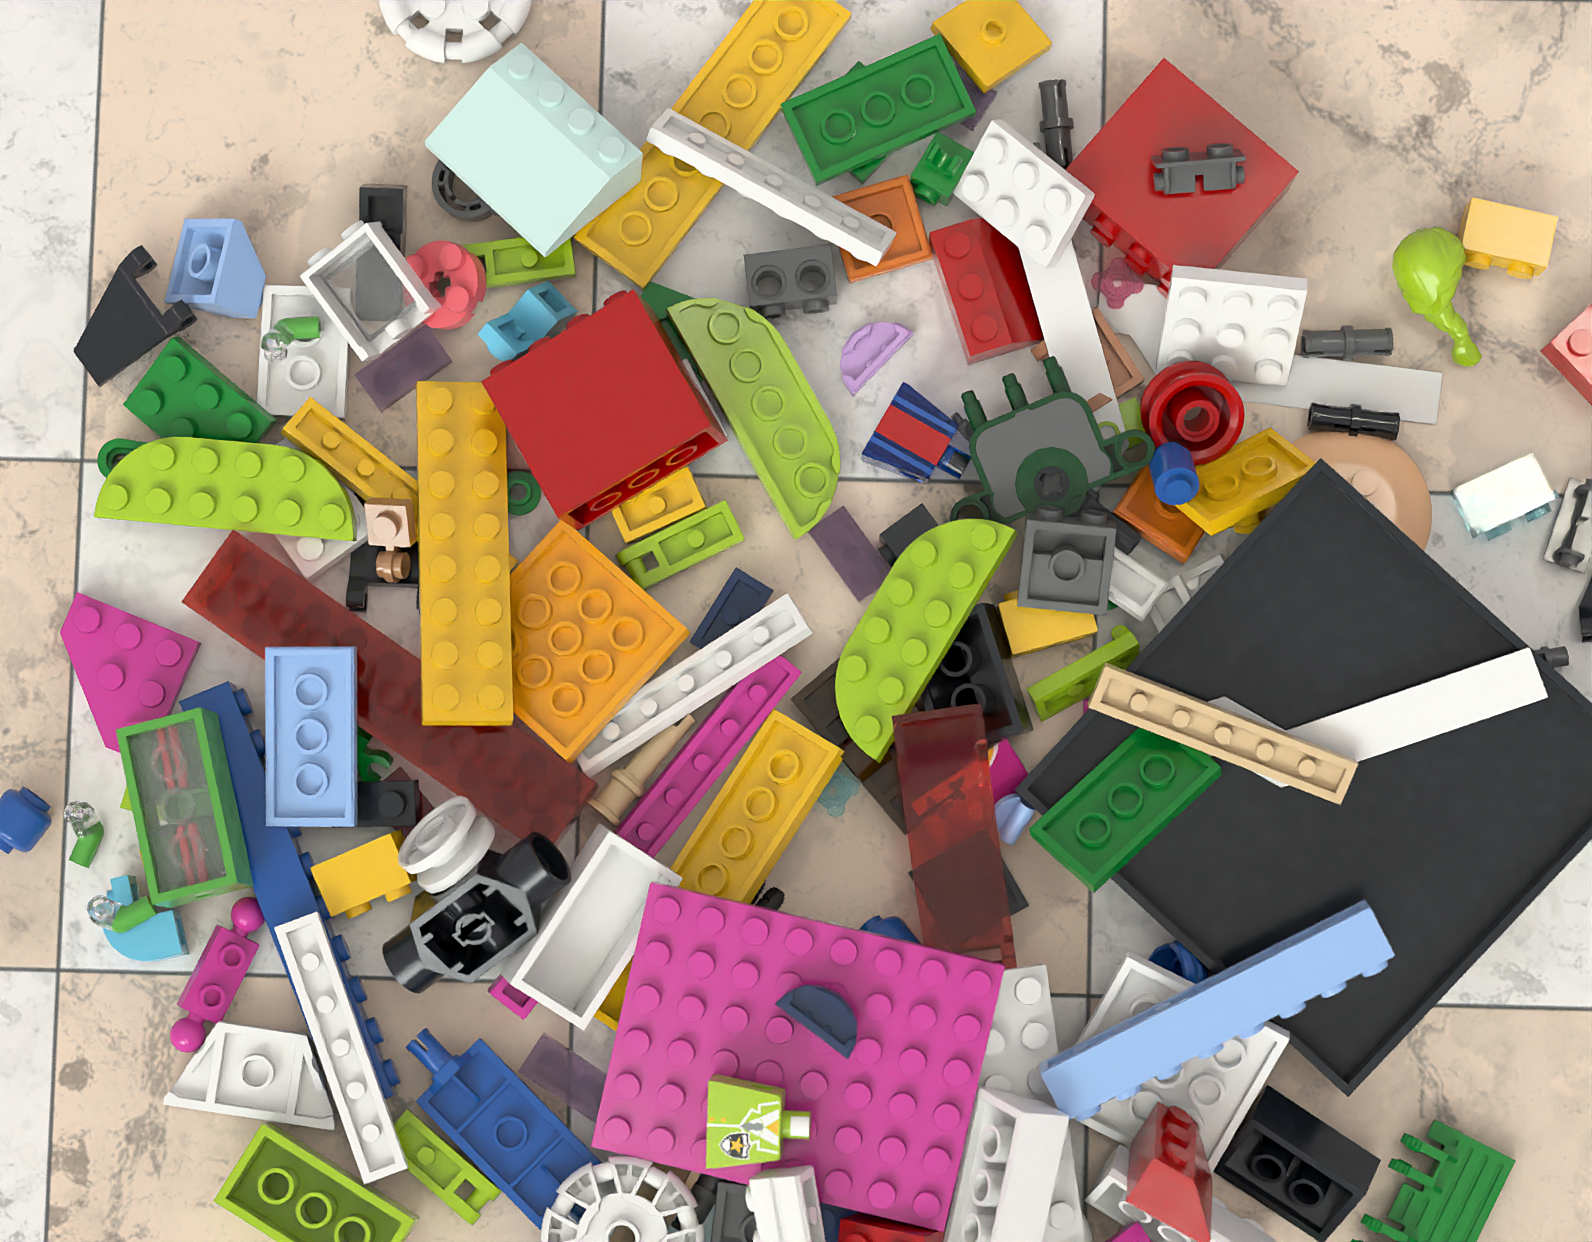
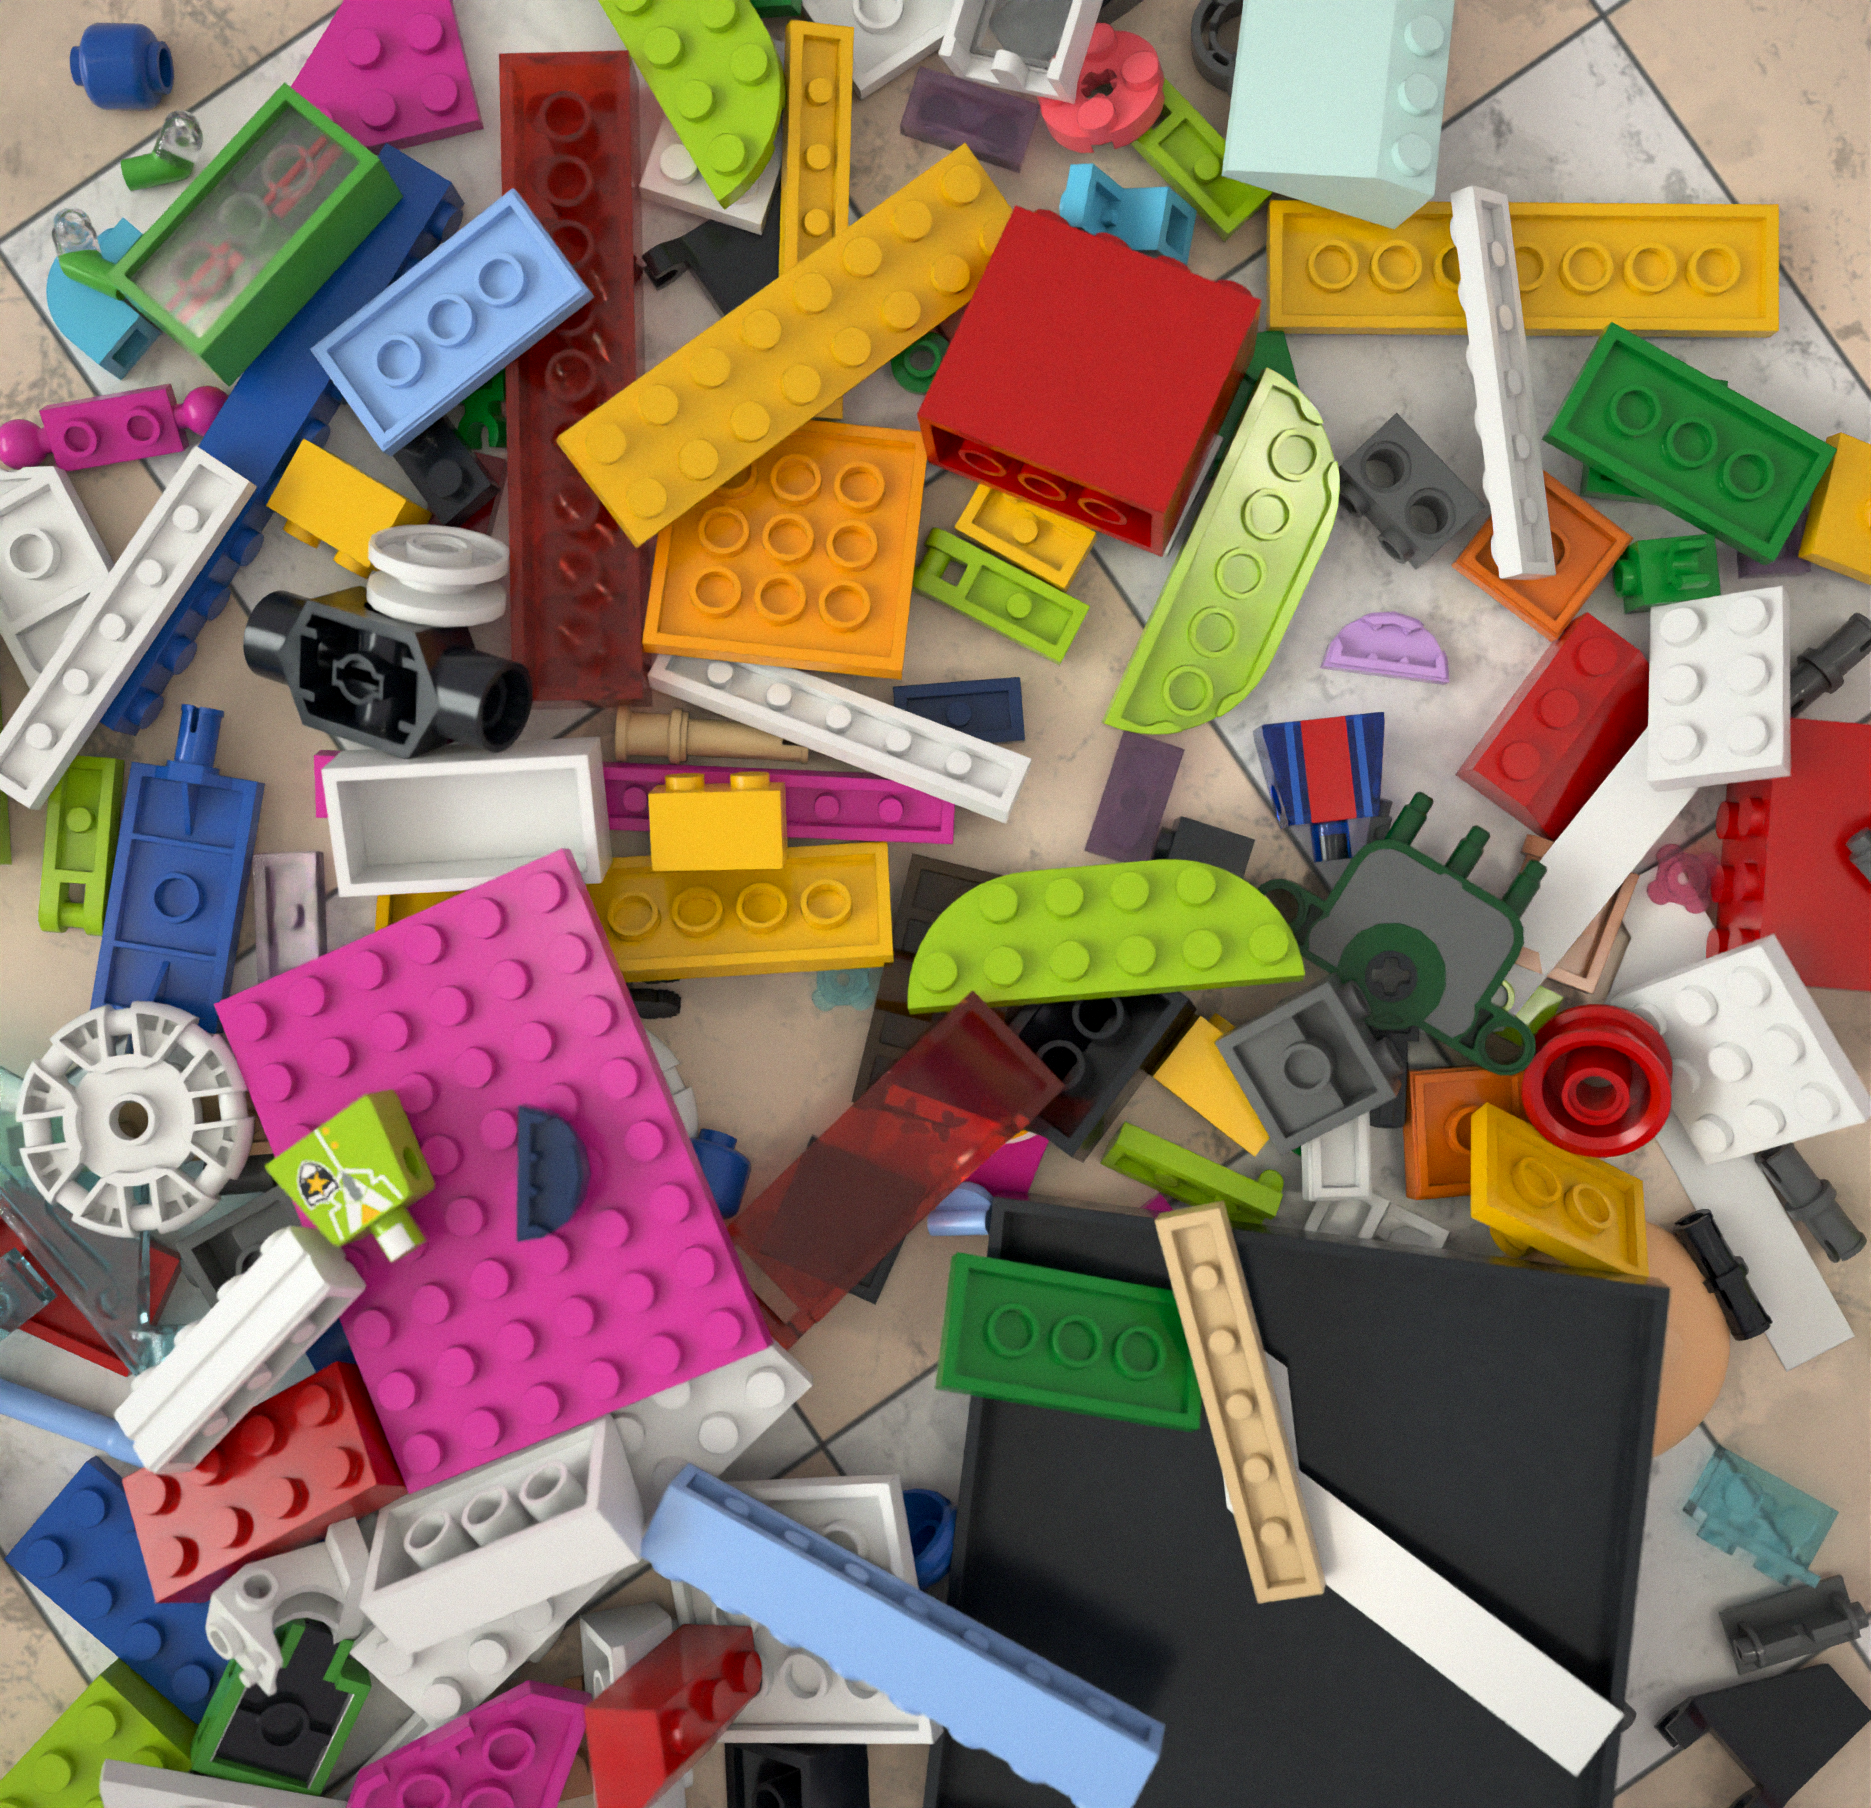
camera: 50 degrees right, 5 degrees up
(391, 525) = (771, 238): medium nougat plate -> none
(696, 791) = (718, 823): none -> yellow brick
(1173, 474) = (1511, 1115): blue brick -> none

